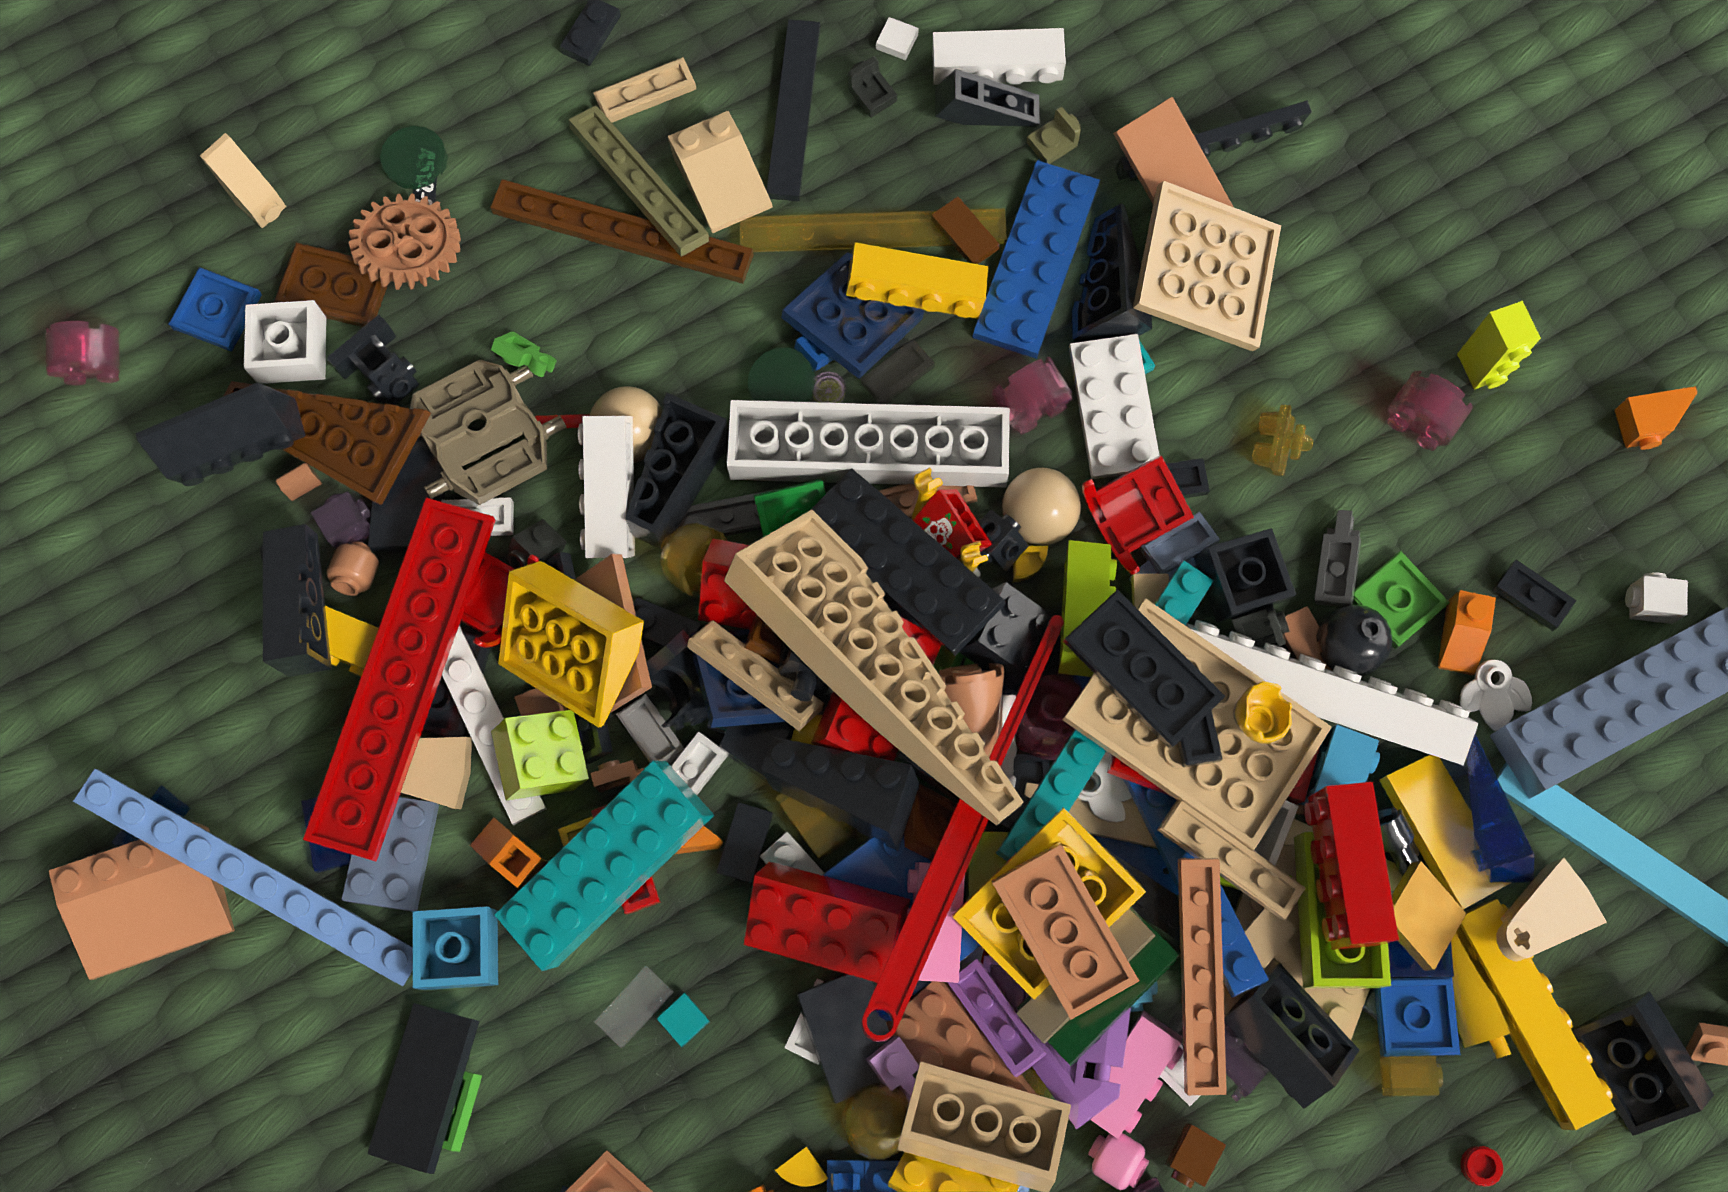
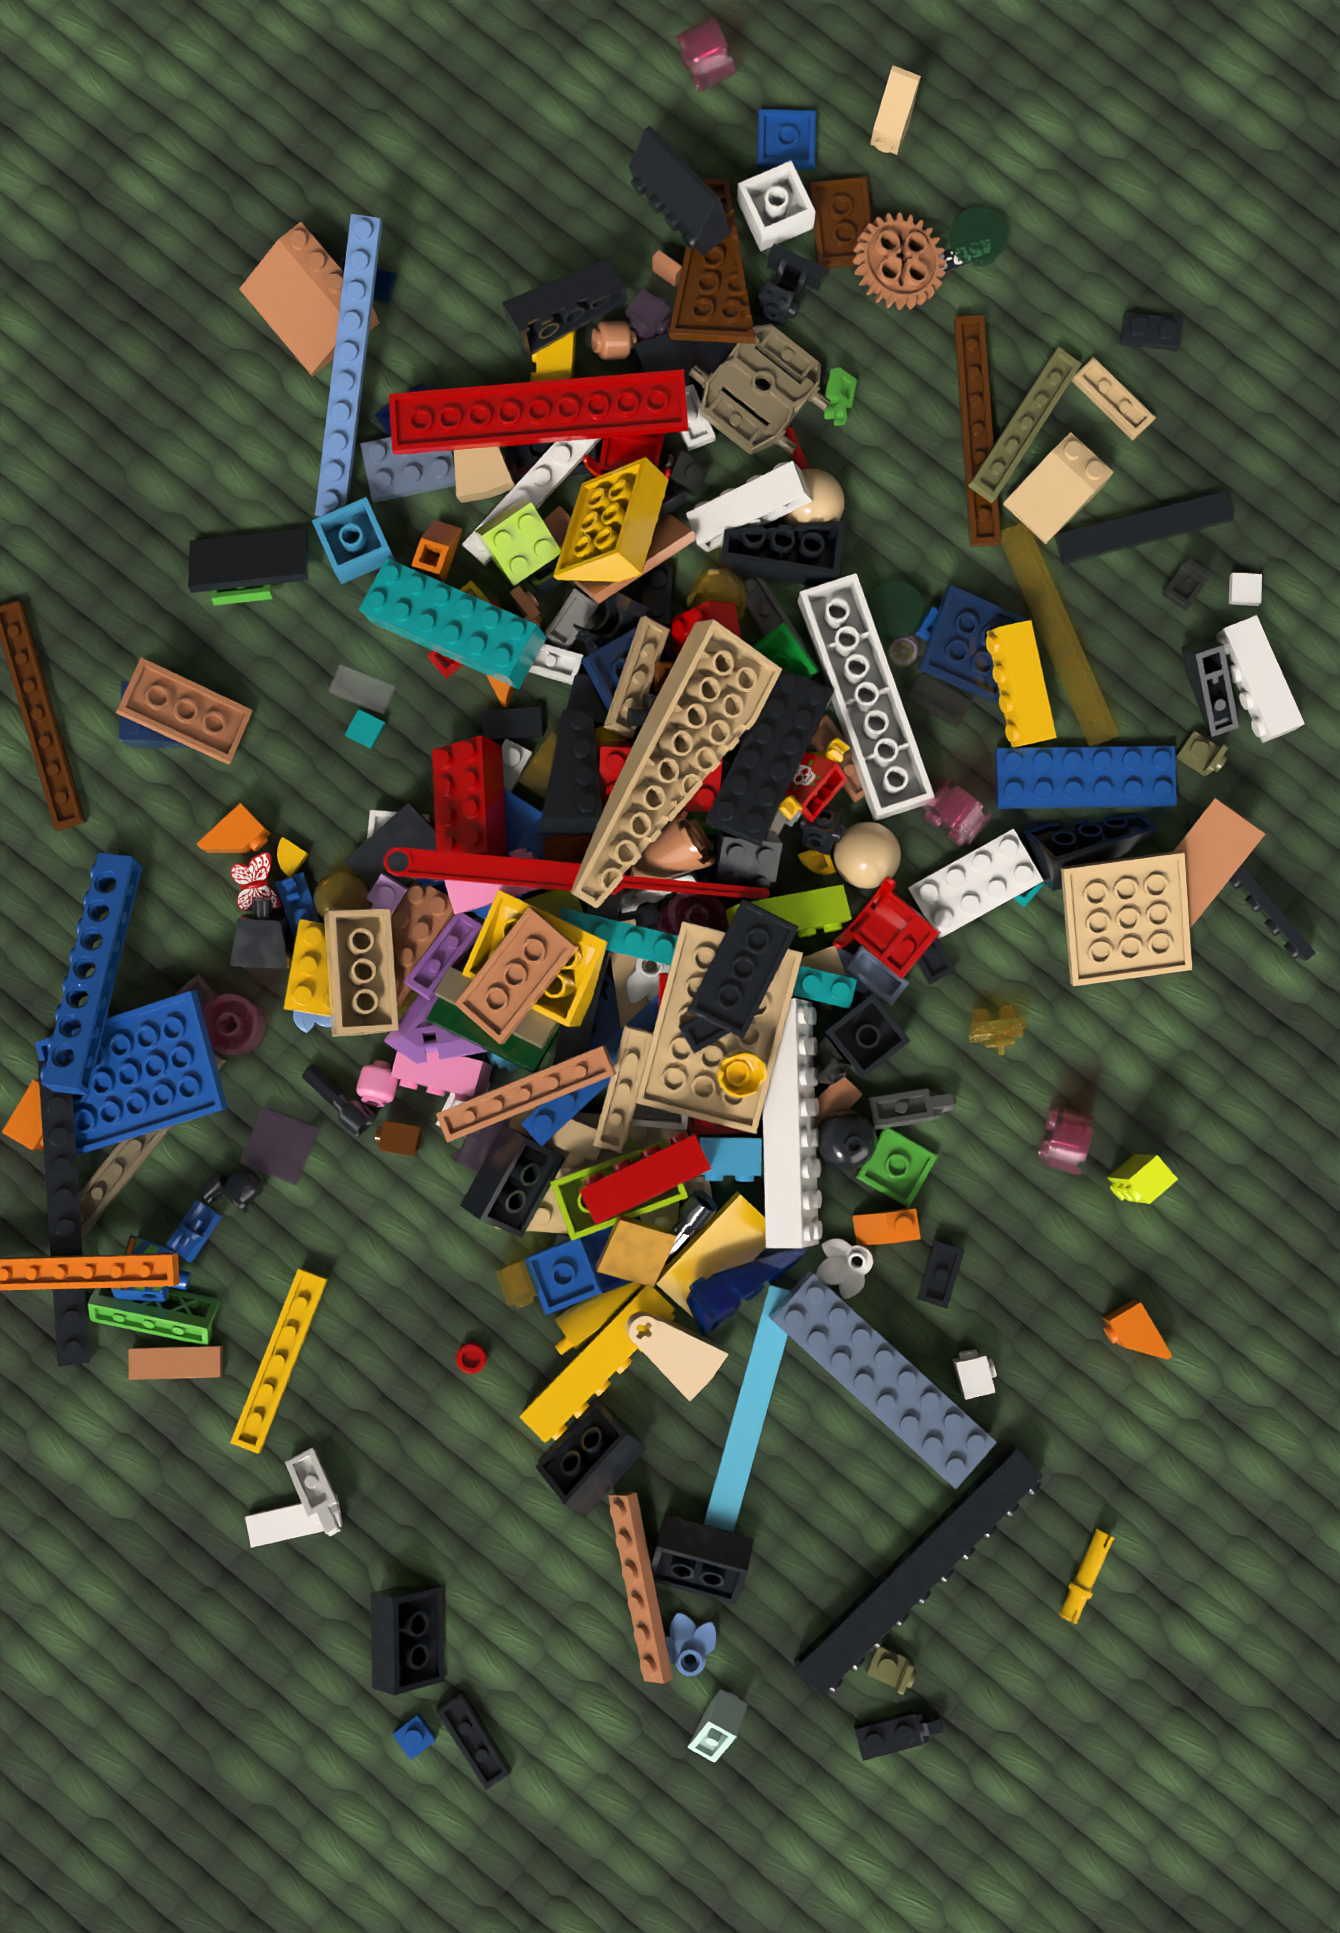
camera: 70 degrees right, 10 degrees up
(965, 231) = (1083, 709): reddish brown tile -> none

